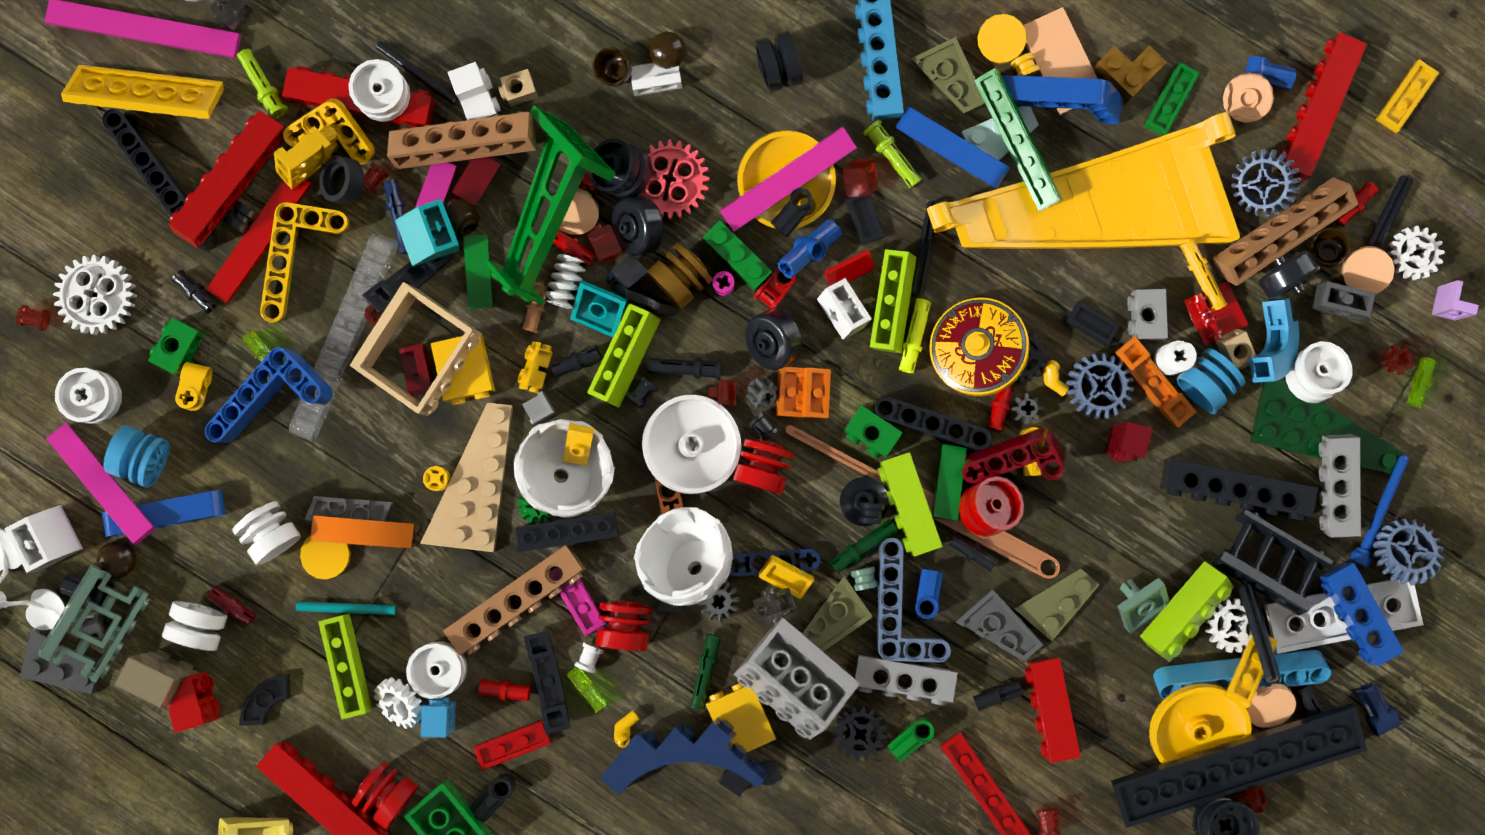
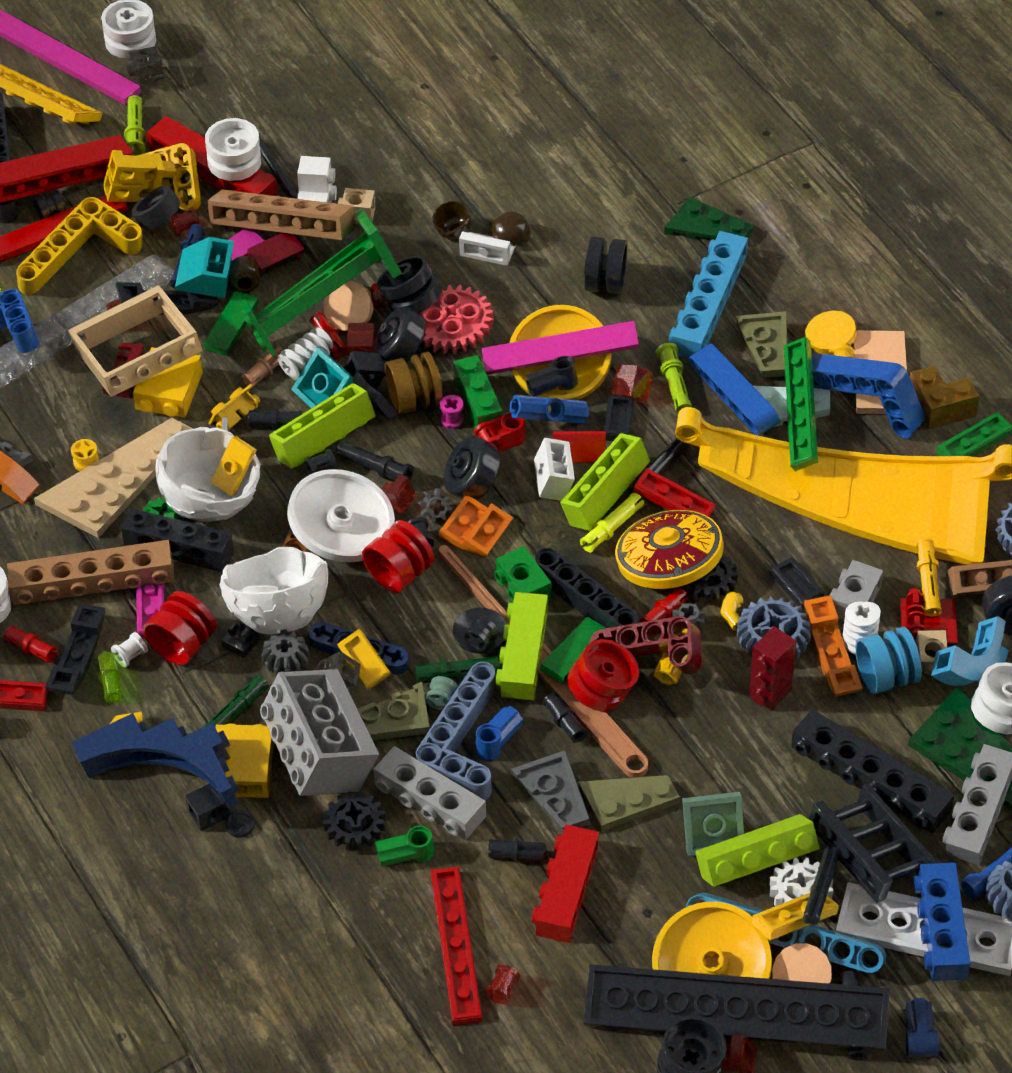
camera: 25 degrees right, 35 degrees down
(953, 286) = (671, 495): none -> red tile

